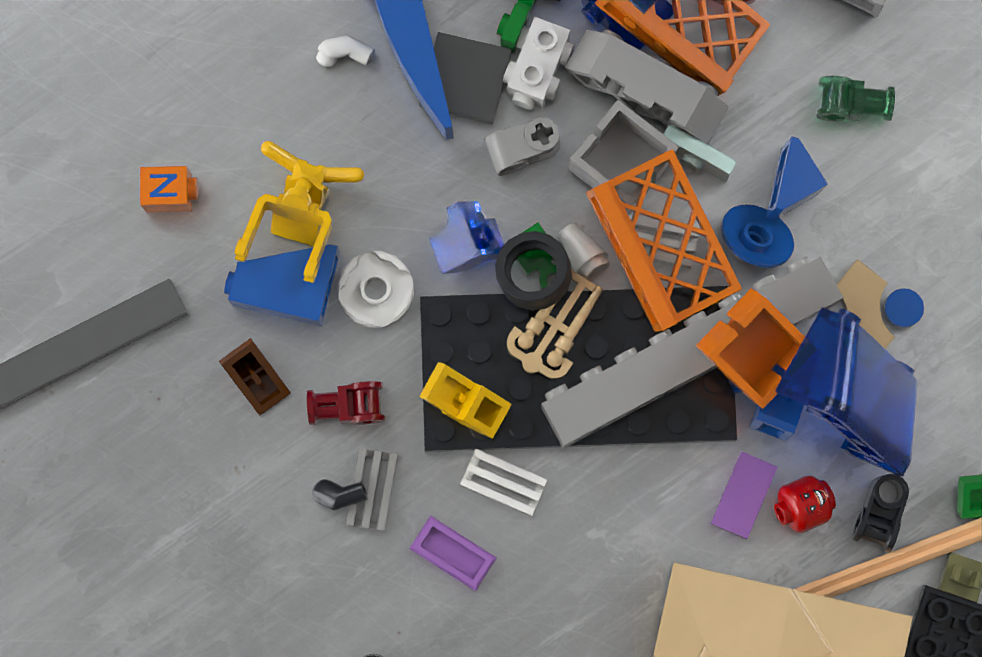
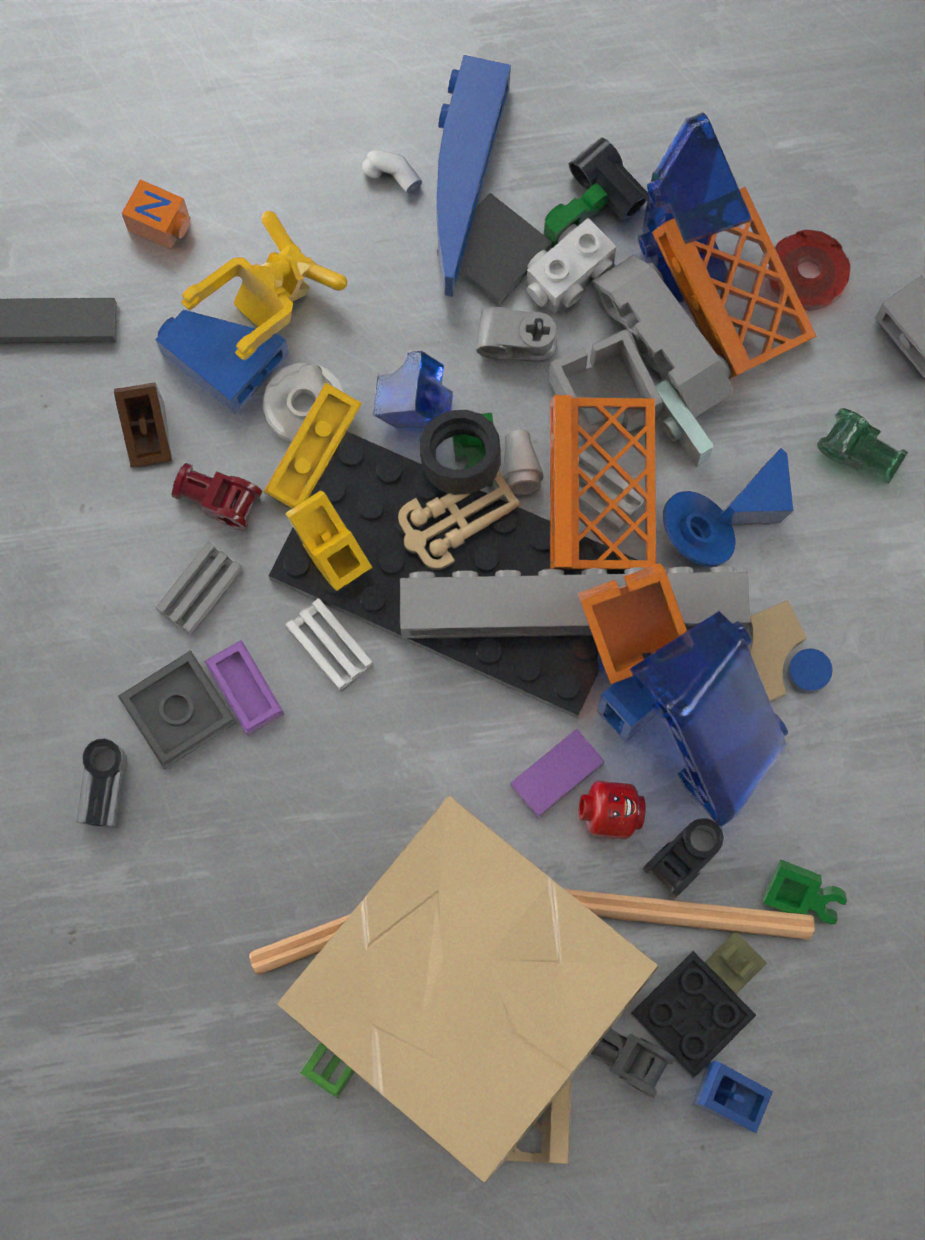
camera: 25 degrees right, 5 degrees down
(337, 497) = (161, 576): black arm -> none
(405, 325) = (312, 446): none -> yellow tile
(407, 599) = (177, 709): none -> dark grey tile

